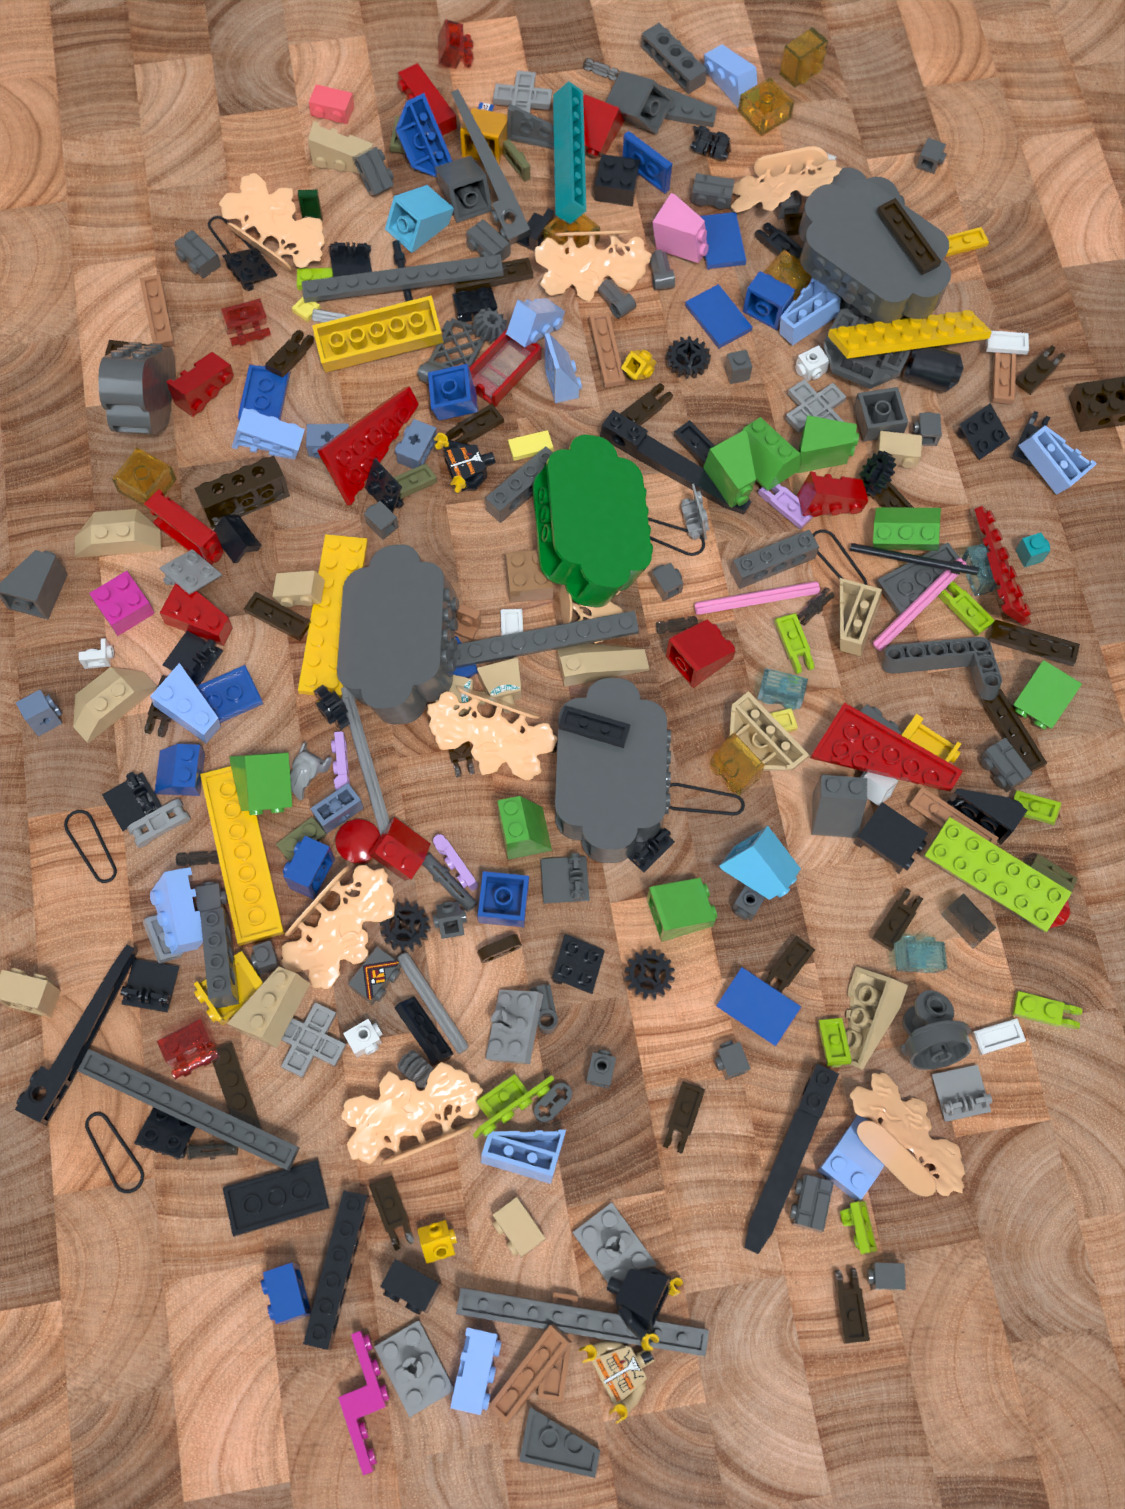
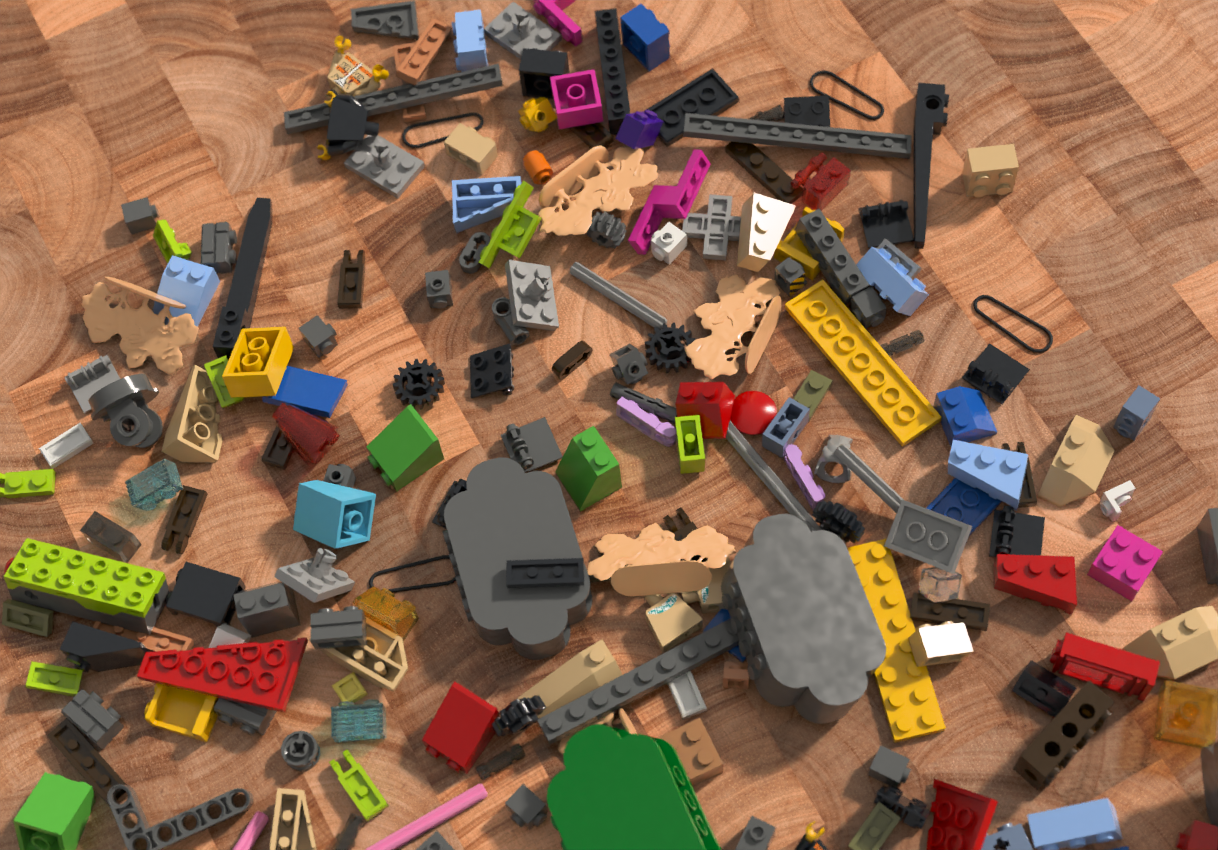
camera: 170 degrees right, 5 degrees down
(158, 823) = (957, 361): light grey plate -> none
(189, 572) = (1067, 613): light grey hinge -> none
(262, 782) = (874, 426): bright green slope -> none
(265, 666) = (928, 536): none -> light grey plate
(275, 632) = (939, 584): none -> clear brick
(282, 723) = (868, 476): none -> light grey axle
(308, 867) = (787, 360): blue brick -> none
(340, 1171) = (639, 129): none -> dark purple brick
(344, 1080) = (669, 202): none -> dark pink bracket
(375, 976) = (680, 296): dark grey brick -> none
(390, 1231) = (576, 99): none -> dark pink brick
(423, 1031) = (615, 267): black plate -> none
(426, 820) = (690, 444): none -> lime slope
(458, 1177) = (537, 167): none -> orange brick
(503, 899) = (583, 399): blue brick -> none
(536, 1285) = (436, 121): none -> black piece
(651, 638) = (518, 716): none -> black gear
(767, 949) = (305, 432): none -> clear red cone
(782, 748) = (338, 628): none -> dark grey brick
(792, 806) = (316, 577): none -> light grey plate
(797, 1041) = (258, 362): none -> yellow brick
(835, 683) = (300, 750): none -> dark grey wheel
(851, 1309) = (167, 184): dark brown hinge -> none

